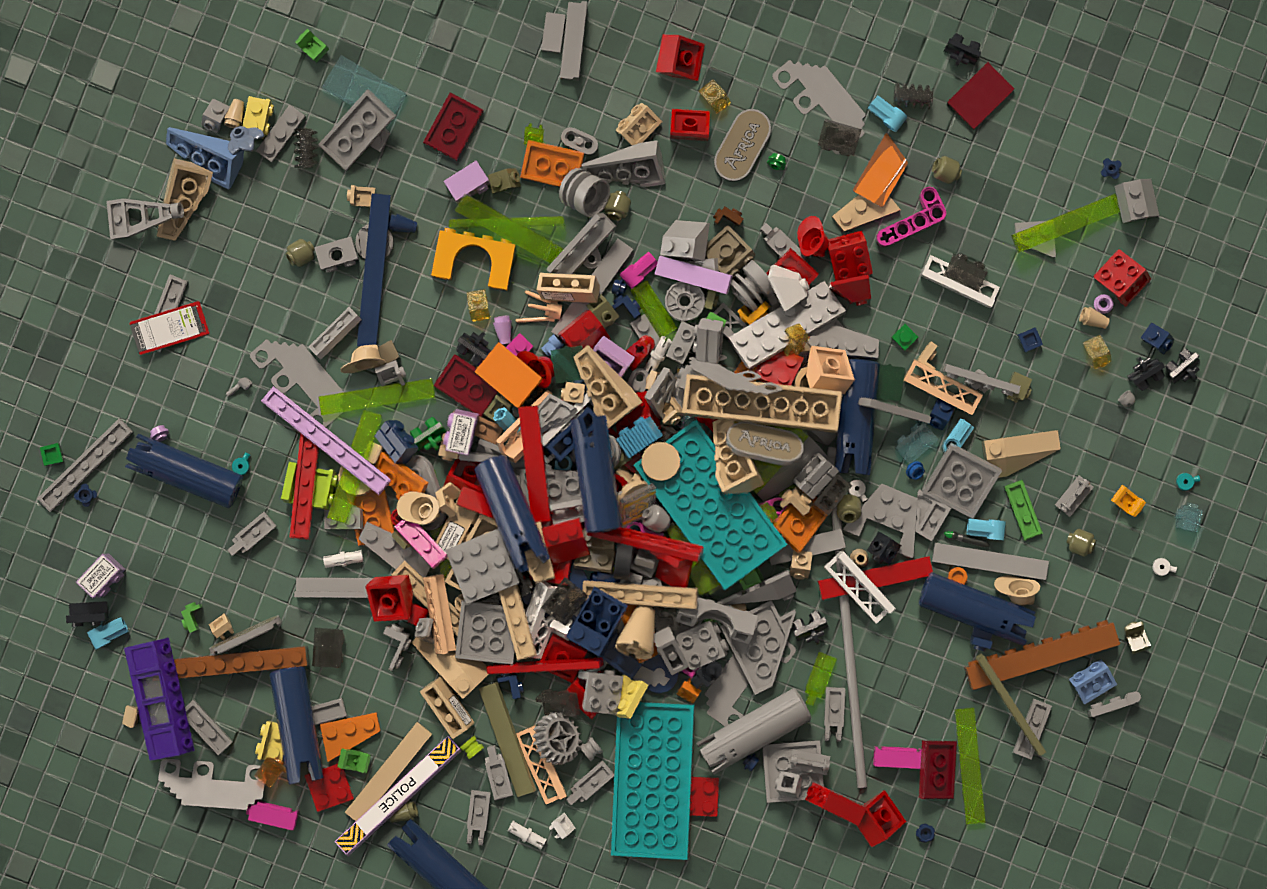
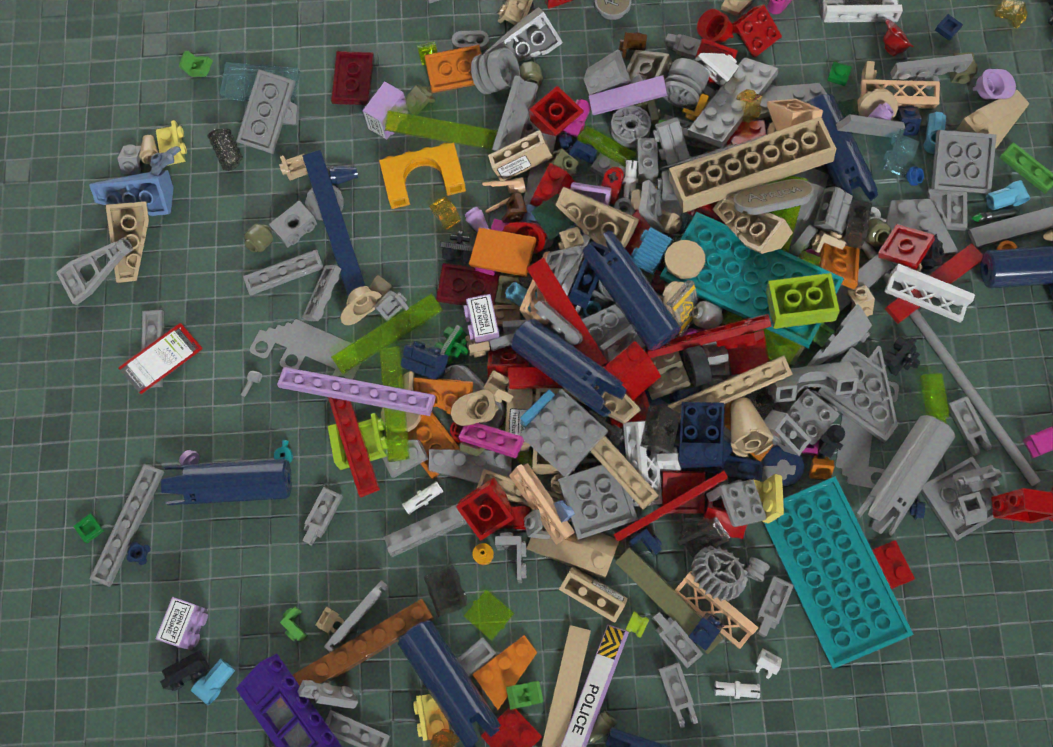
camera: 20 degrees left, 15 degrees down
(197, 688) = (328, 694): none -> light grey hinge
(280, 133) = (197, 150): light grey plate -> none
(309, 294) = (283, 272): none -> light grey tile
(355, 682) = (489, 615): none -> clear neon green piece
(378, 630) = (488, 554): none -> light orange tile
(453, 632) = (564, 512): none -> medium blue tile
(470, 535) = (536, 408): none -> dark azure tile
(523, 470) = (560, 324): none -> light grey hinge
(524, 778) = (706, 630): none -> dark blue bracket
(525, 221) = (413, 143): clear neon green tile -> none
(543, 334) = (516, 209): none -> reddish brown bracket
(619, 262) = (554, 112): none -> red slope
(735, 551) = (802, 300): none -> lime brick
(777, 489) = (804, 241): none -> light grey beam
(853, 289) = (774, 48): red slope -> none
(862, 537) = (906, 246): none -> plate
(911, 402) = (882, 111): none -> lavender cone
(914, 392) = (873, 99): none -> tan tile
(975, 328) = (895, 39): none -> red piece
(1036, 419) = (995, 84): none -> lavender piece

